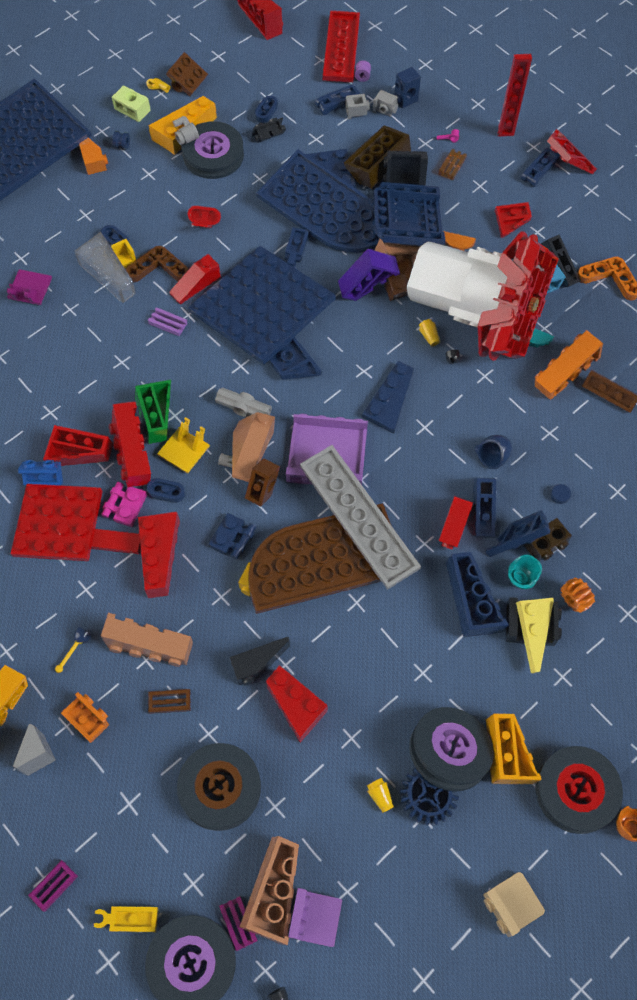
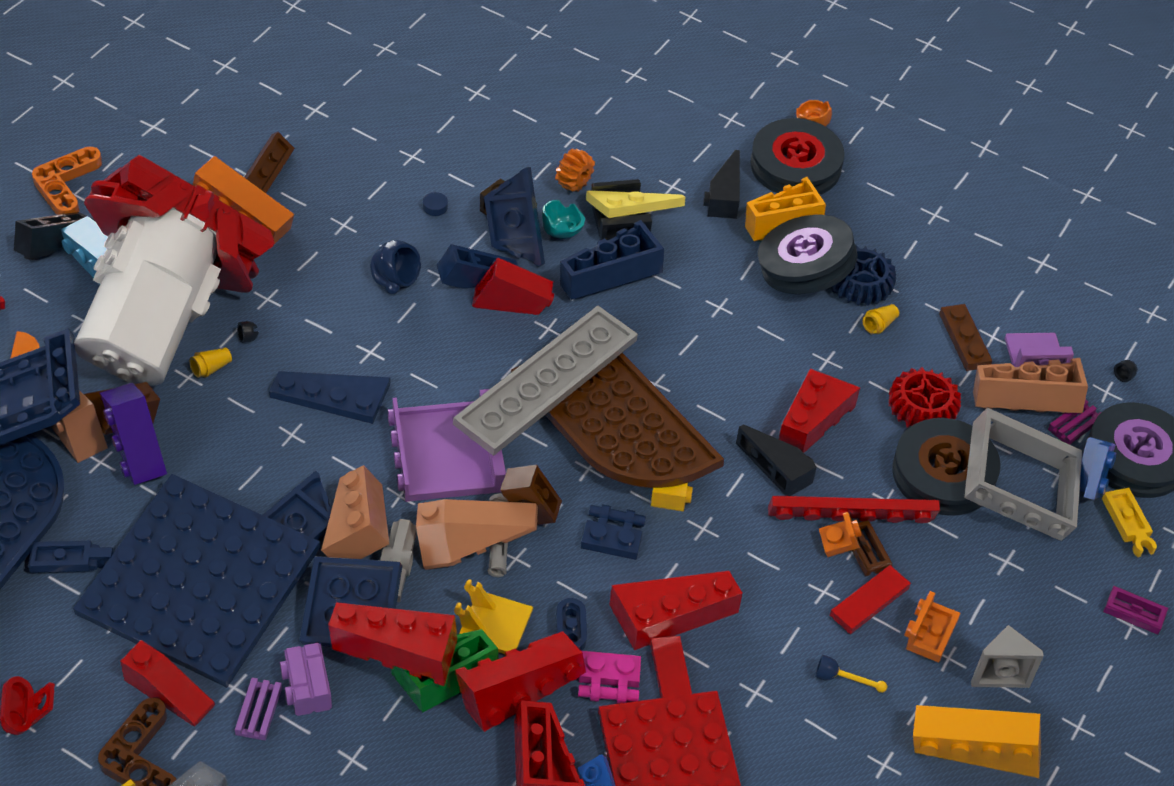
camera: 110 degrees left, 15 degrees down
(127, 687) = (870, 599): none -> red tile
(146, 641) = (806, 585): nougat wedge -> none
(147, 828) = (1036, 445): none -> light grey window
(165, 380) = (396, 637): none -> red wedge
(173, 905) = (1095, 463): none -> blue bracket
(174, 344) = (307, 679): none -> medium lavender brick
(179, 681) = (840, 536): none -> orange bracket
(200, 700) = (861, 508): none -> red plate
(214, 370) = (347, 582): none -> dark blue plate
(278, 385) = (357, 517): none -> nougat wedge
(296, 798) = (923, 396): none -> red gear
(349, 863) = (965, 336): none -> reddish brown plate
(513, 904) = (938, 199): tan bracket -> none
(547, 713) = (724, 190): none -> black slope

